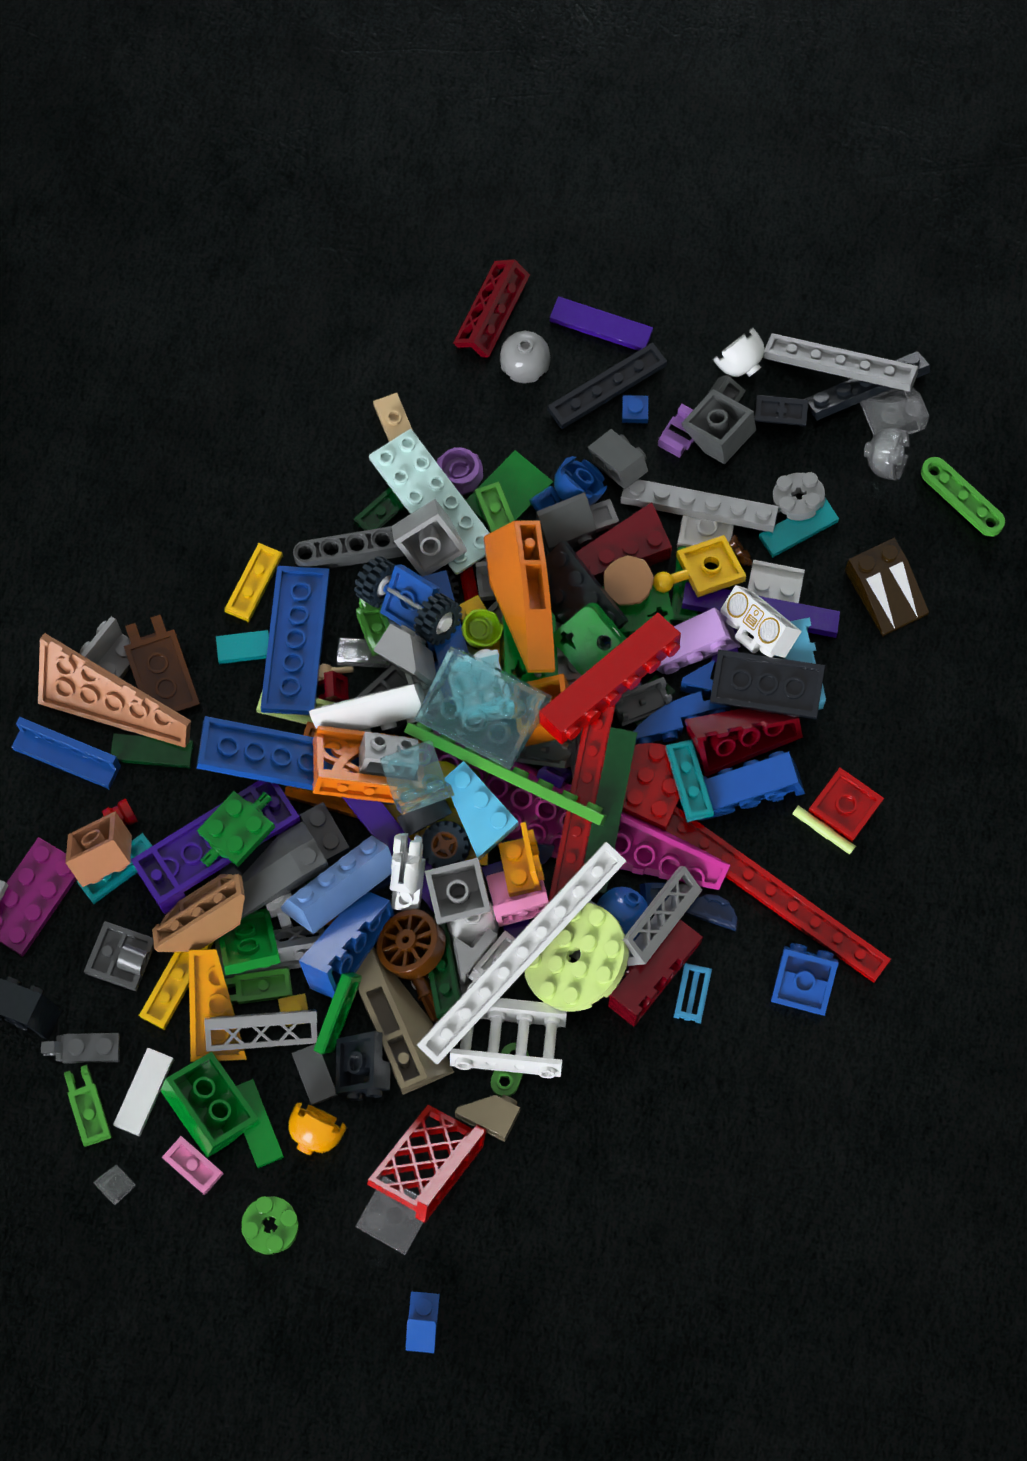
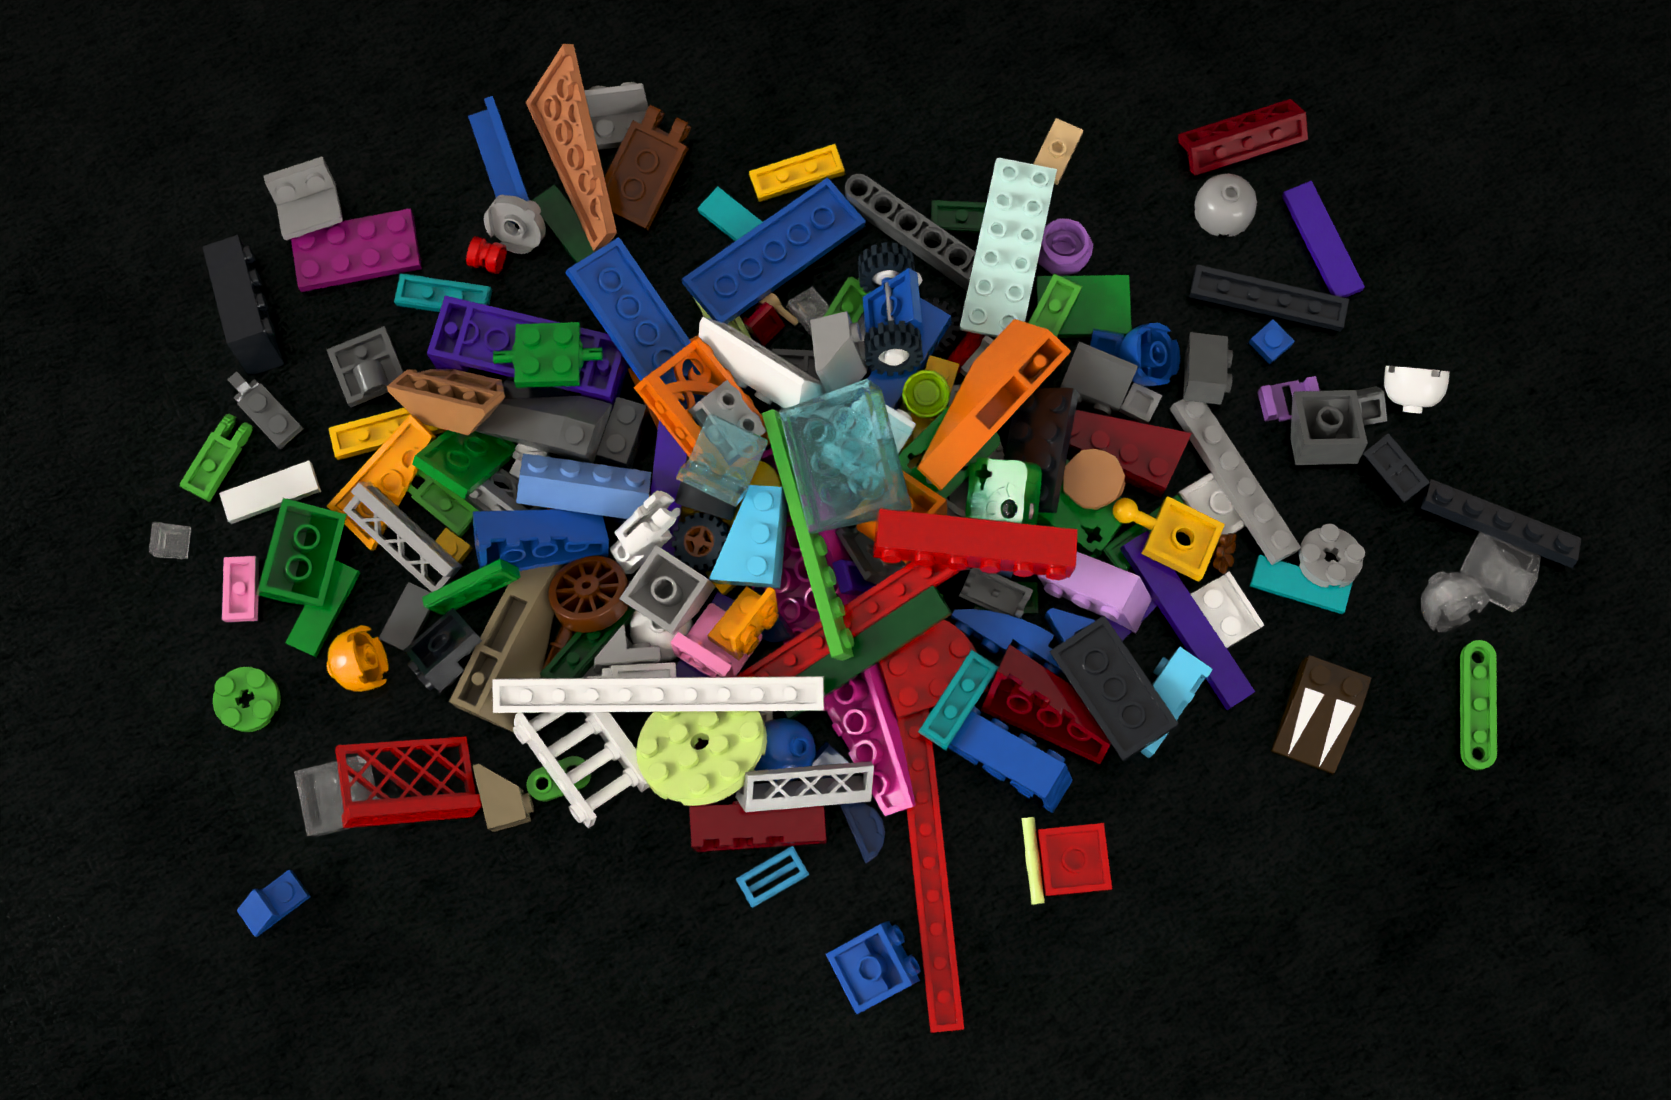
camera: 50 degrees right, 5 degrees up
(99, 849) = (434, 263): nougat brick -> none
(119, 765) = (523, 213): none -> light grey plate
(428, 538) = (964, 274): light grey slope -> none
(753, 615) = (1164, 630): white piece -> none
(841, 362) = (1498, 480): light grey plate -> none

